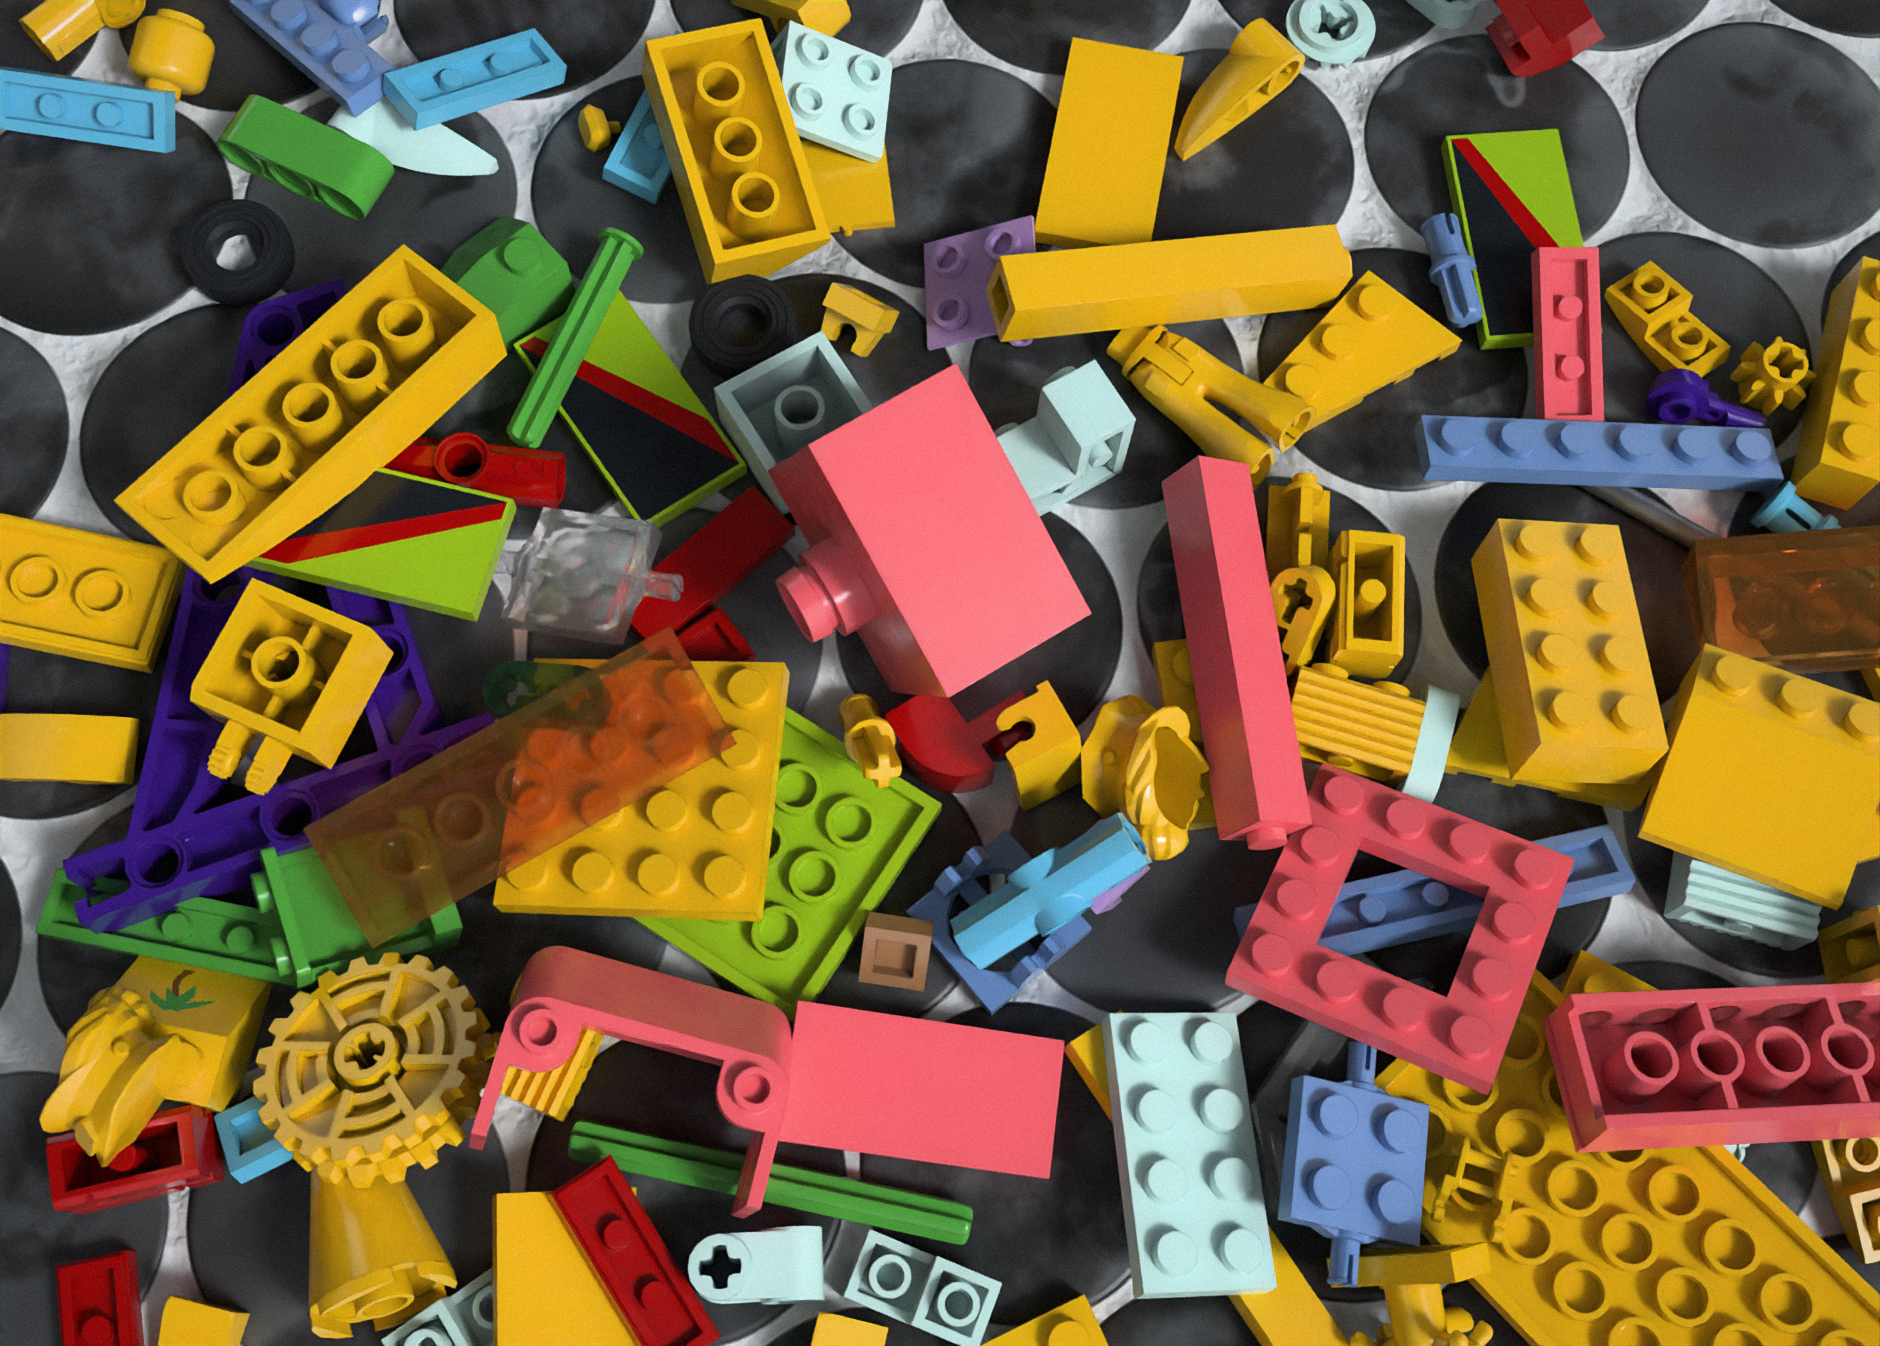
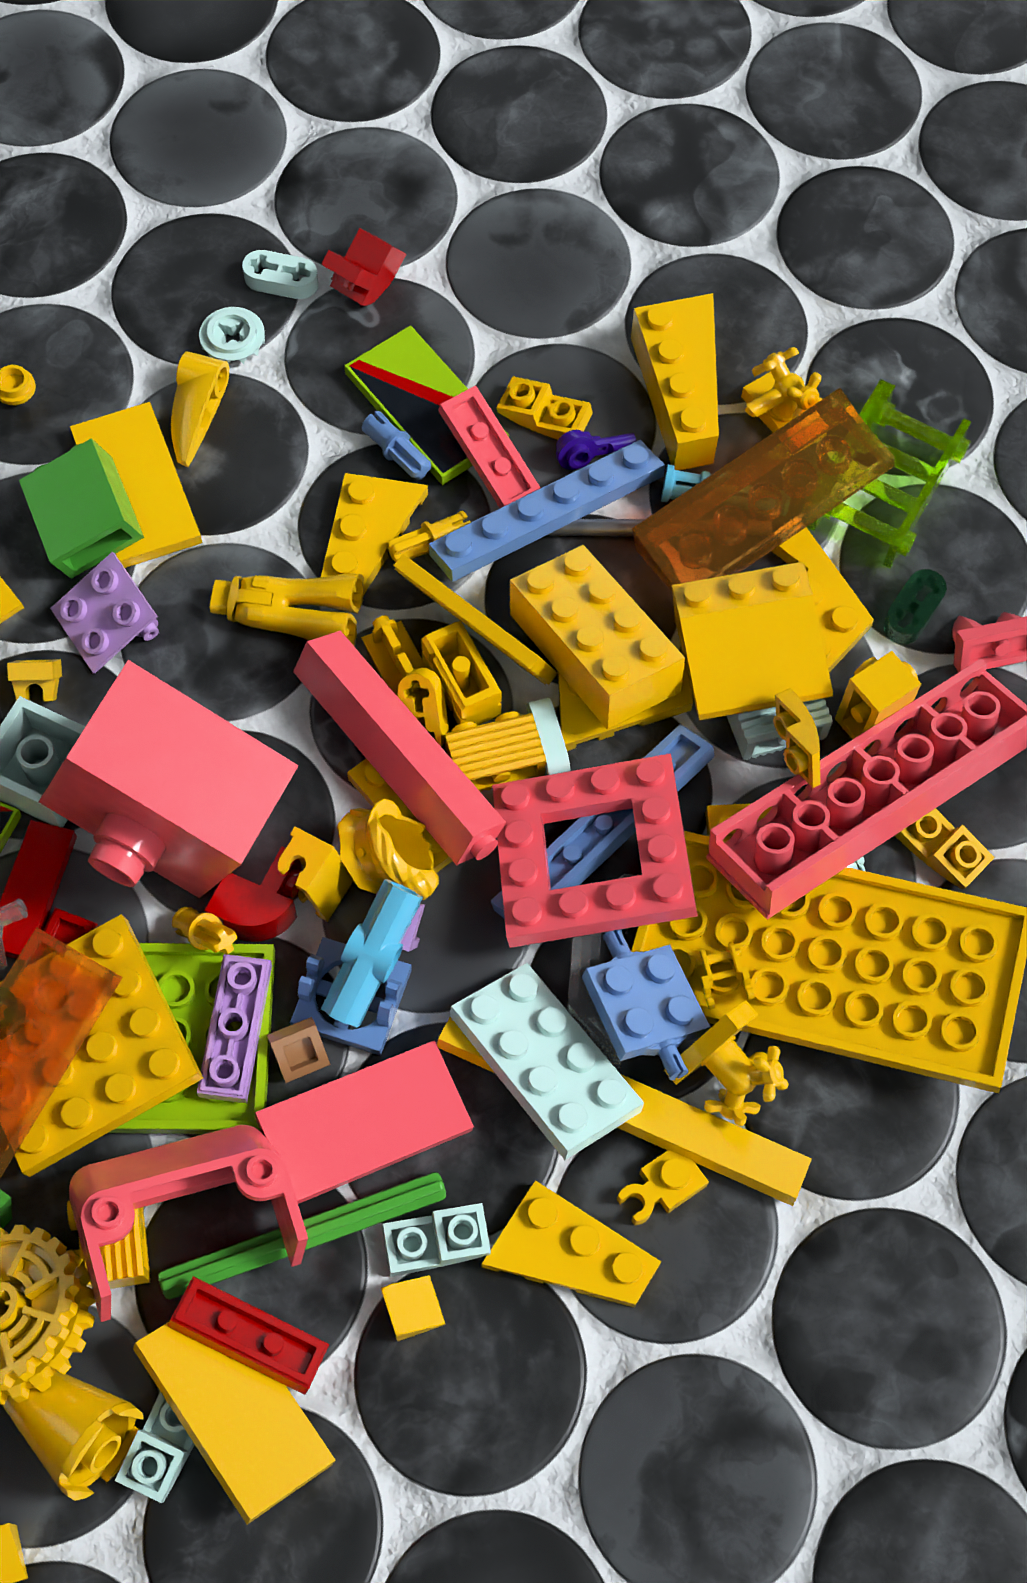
camera: 30 degrees left, 5 degrees down
(776, 1266) = (333, 1283): light aqua piece -> none
(809, 910) = (232, 1054): none -> lavender tile
(1027, 143) = (80, 508): none -> bright green brick
(1073, 440) = (222, 670): light aqua brick -> none
(1166, 282) = (222, 548): yellow brick -> none
(1408, 404) = (417, 542): none -> yellow axle
(1423, 544) = (475, 620): none -> yellow tile
(1765, 951) = (801, 736): none -> yellow slope
(1773, 376) = (624, 407): yellow gear -> none

